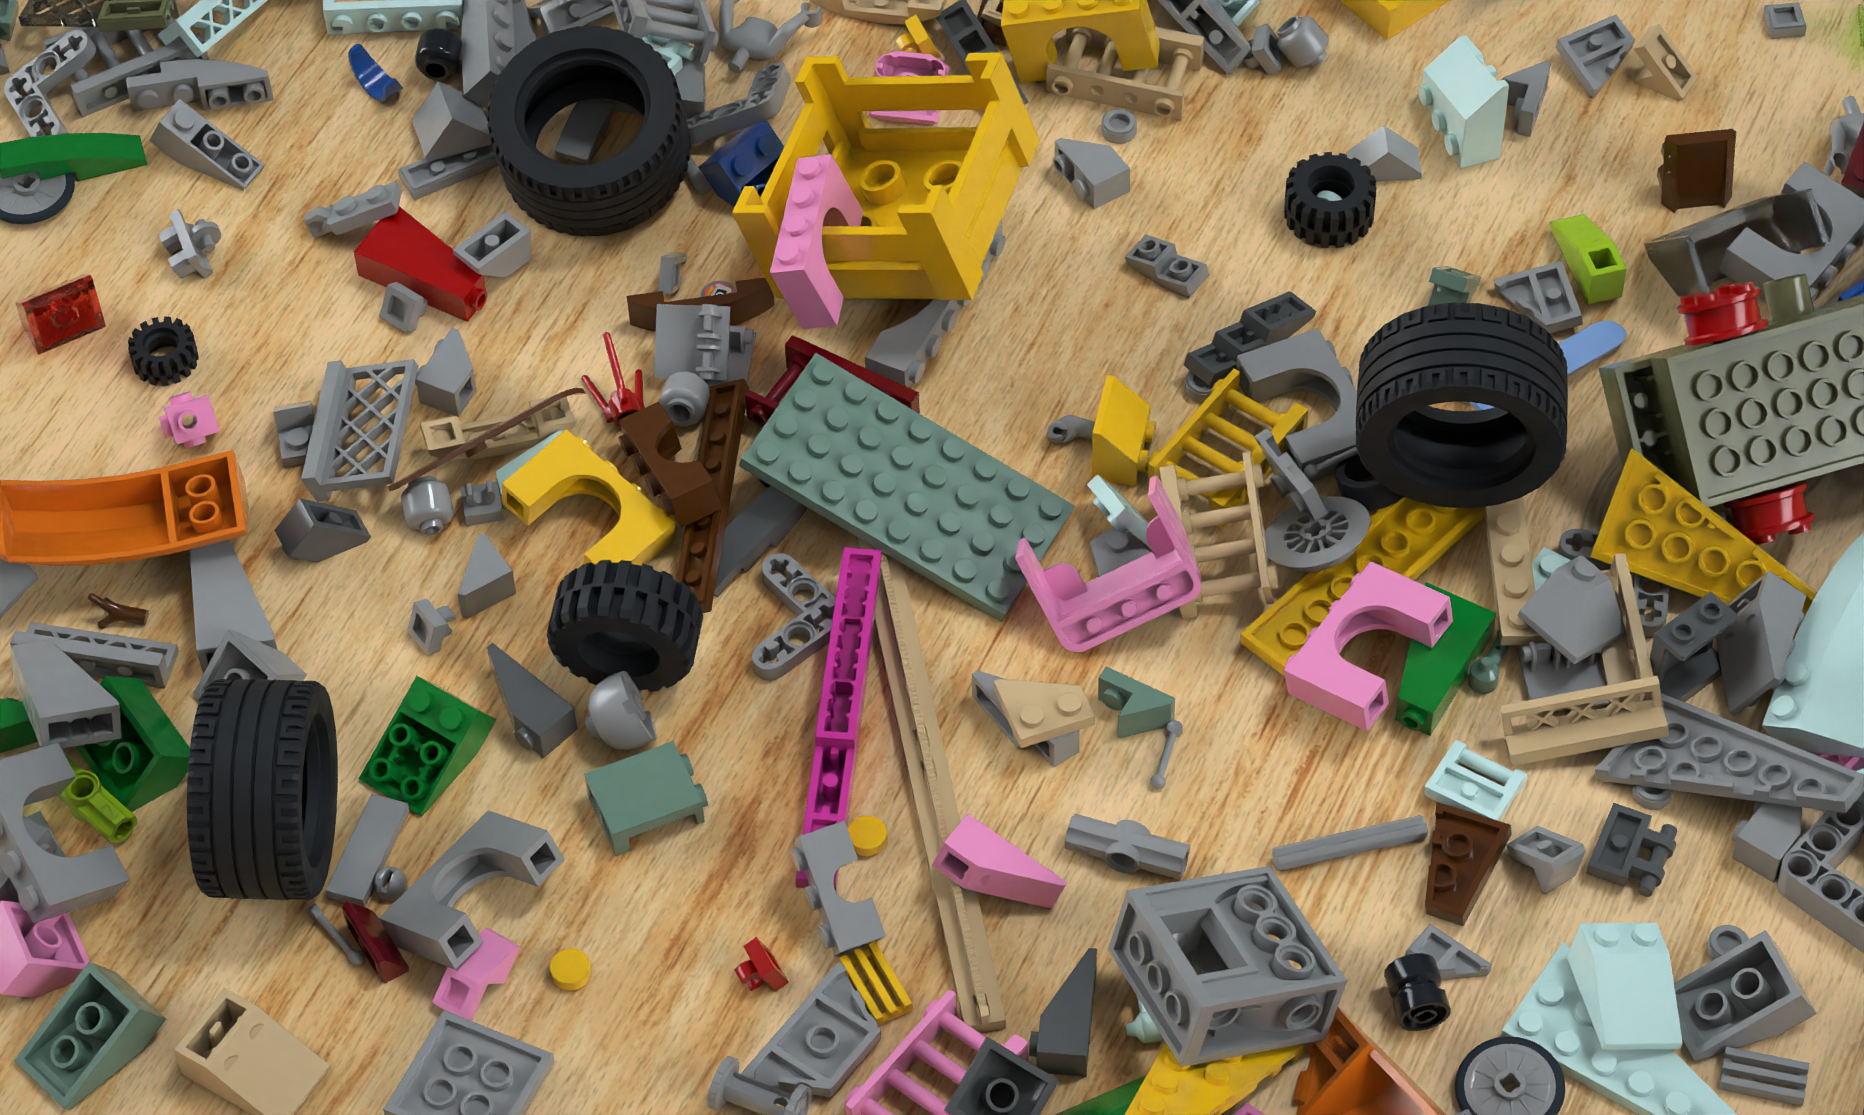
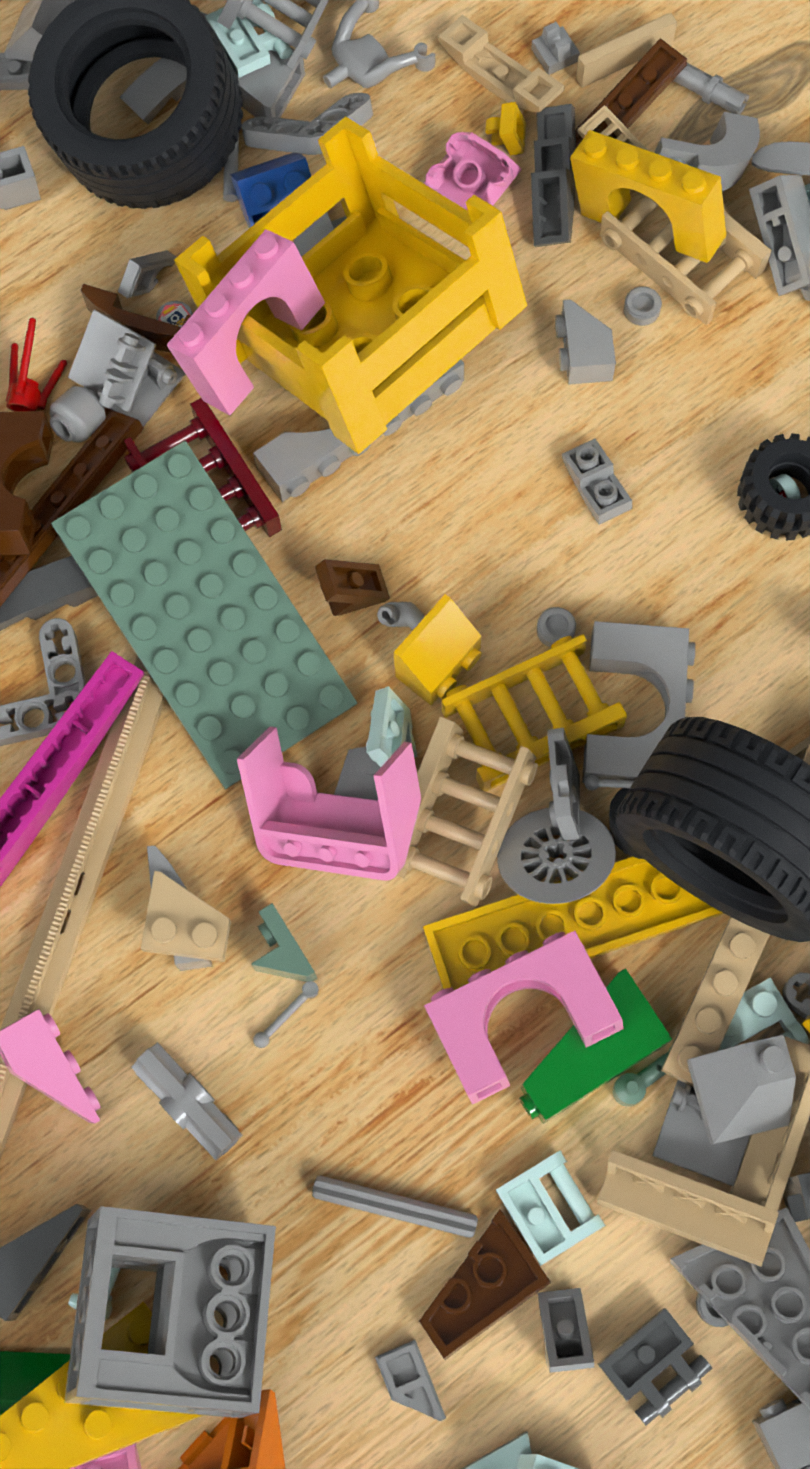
camera: 30 degrees right, 20 degrees up
(1010, 425) = (351, 585): none -> reddish brown slope
(1257, 328) = (626, 601): dark grey slope -> none
(1416, 992) = (353, 1417): black wheel -> none

